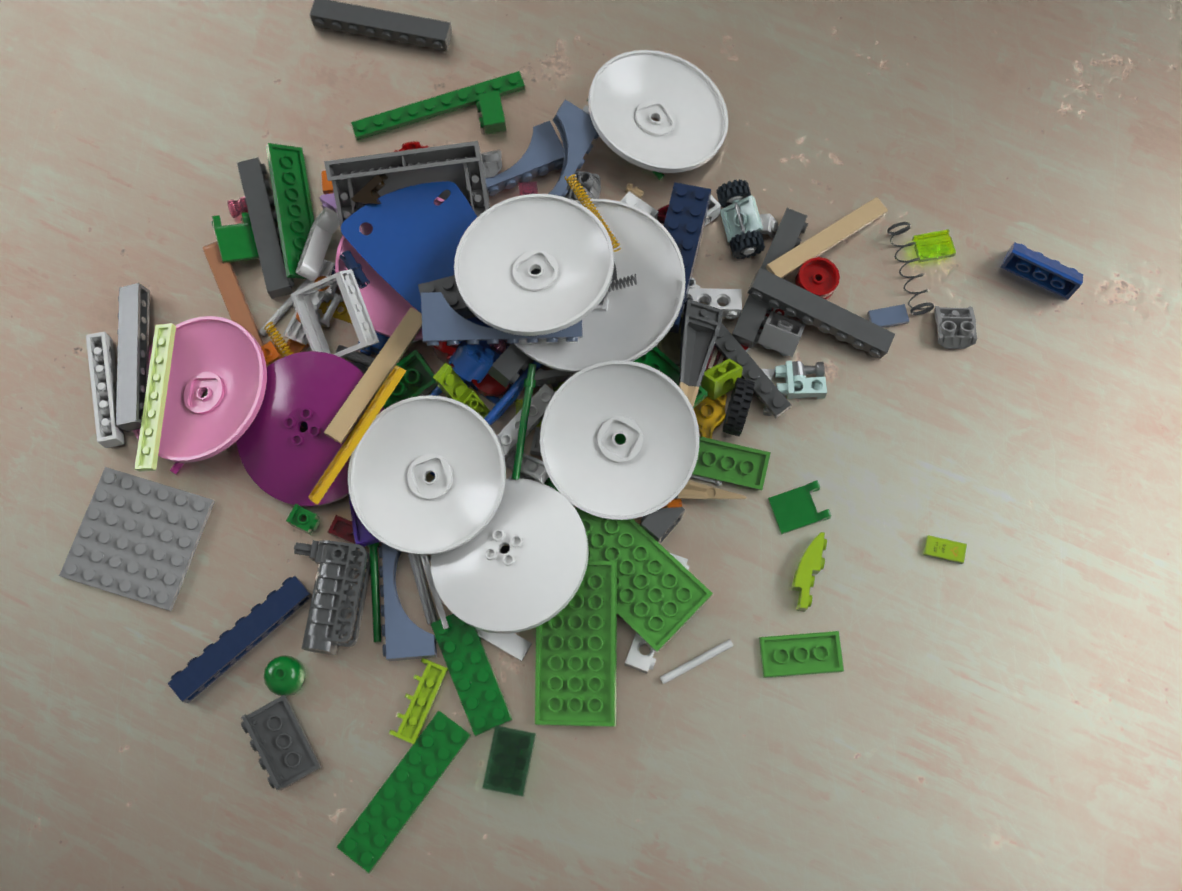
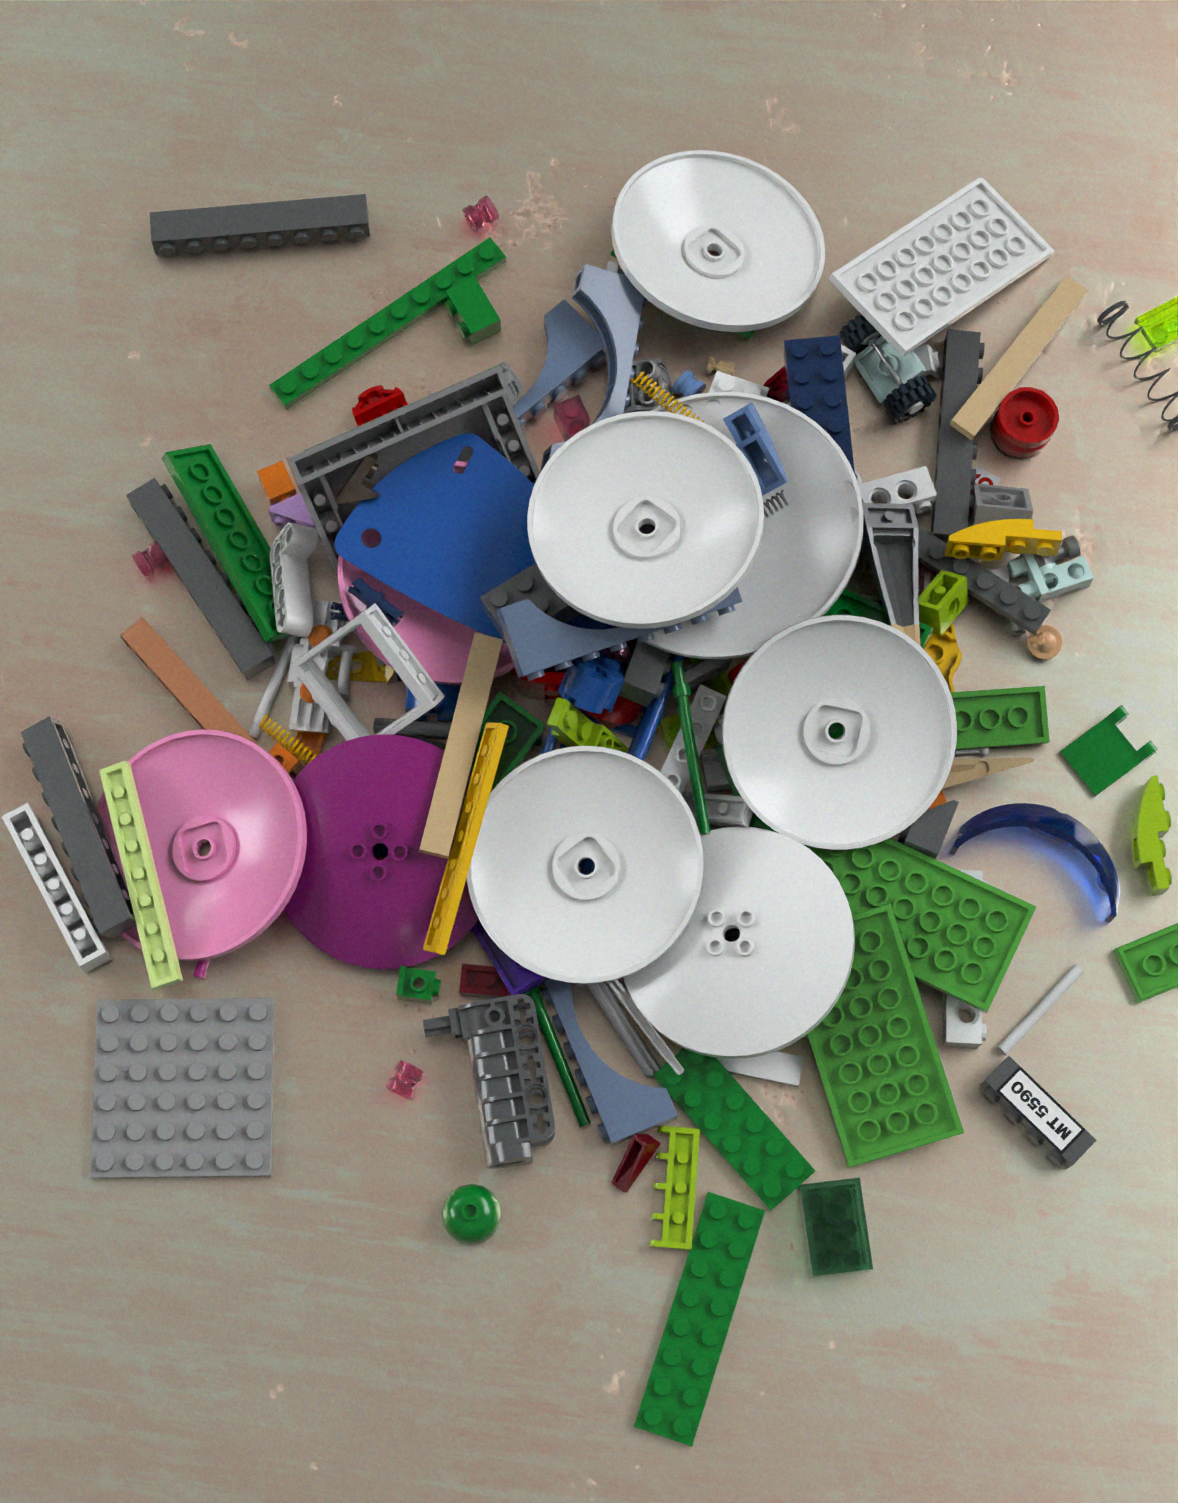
camera: 20 degrees left, 0 degrees up
(235, 241) = (166, 610): green flag -> none
(240, 639) = (390, 1183): dark blue brick -> none
(274, 576) = (405, 1079): none -> clear pink wheel
(280, 743) = (502, 1308): dark grey bracket -> none
(399, 674) = (634, 1160): none -> dark red piece
(518, 55) = (480, 214): none -> clear pink wheel
(609, 193) = (687, 385): none -> medium blue wheel
(627, 242) = (757, 447): none -> medium blue slope
(670, 728) = (1038, 1113): none -> brick
(738, 407) = (980, 635): black tyre -> none
(749, 546) = (1055, 826): none -> clear blue windscreen
(767, 347) = (992, 538): none -> yellow slope
(782, 425) = (1045, 643): none -> light nougat hat
(795, 166) = (941, 266): none -> white plate
(821, 313) = (1047, 467): dark grey brick -> none
(889, 316) = (1139, 444): sand blue tile -> none

